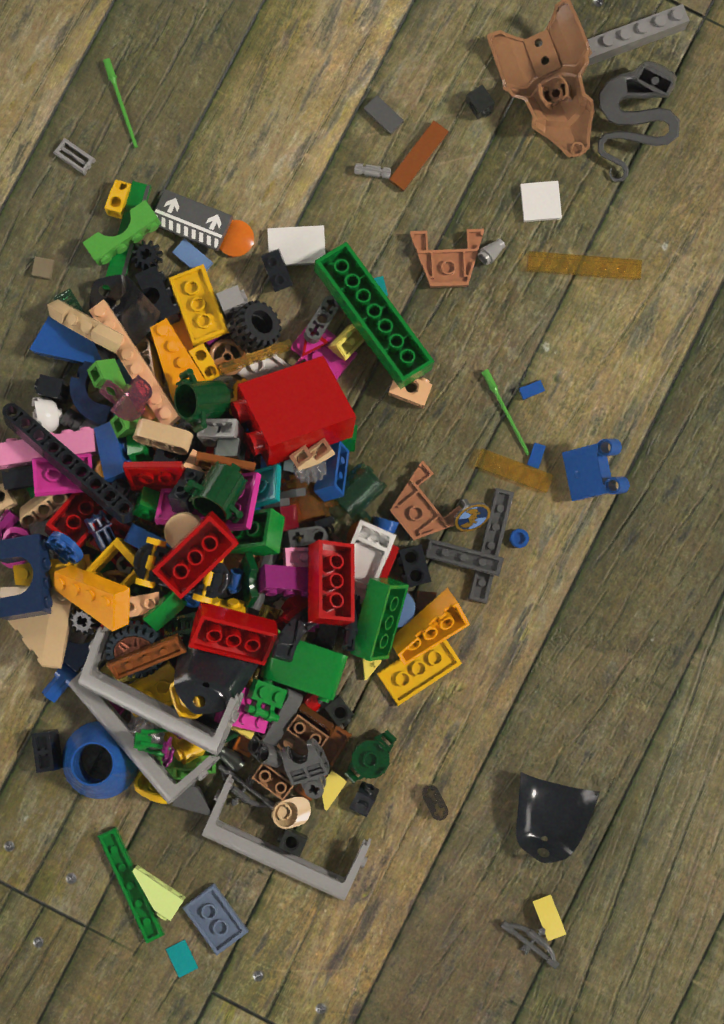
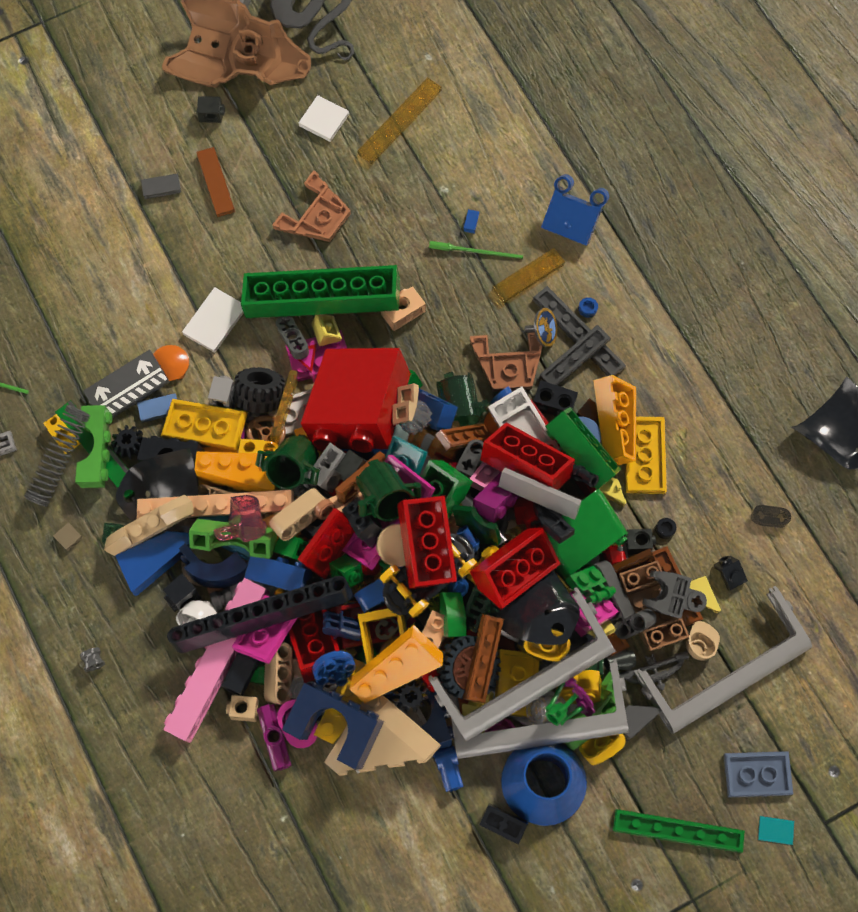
camera: 55 degrees left, 15 degrees down
(126, 203) = (41, 499): none -> dark grey piece
(160, 895) = (705, 808): yellowish green slope -> none
(178, 453) = (323, 509): none -> nougat tile
(277, 270) = (223, 343): black brick -> none
(296, 849) = (736, 651): pearl dark grey brick -> none
(305, 613) = (539, 493): none -> light grey tile
(323, 517) = (460, 436): none -> dark orange tile
(367, 724) = (665, 528): none -> black tile
(370, 757) = (698, 539): dark green container -> none
(372, 170) = (199, 223): light grey axle -> none
(491, 251) = (336, 178): light grey cone -> none
(536, 455) = (527, 250): blue piece -> none

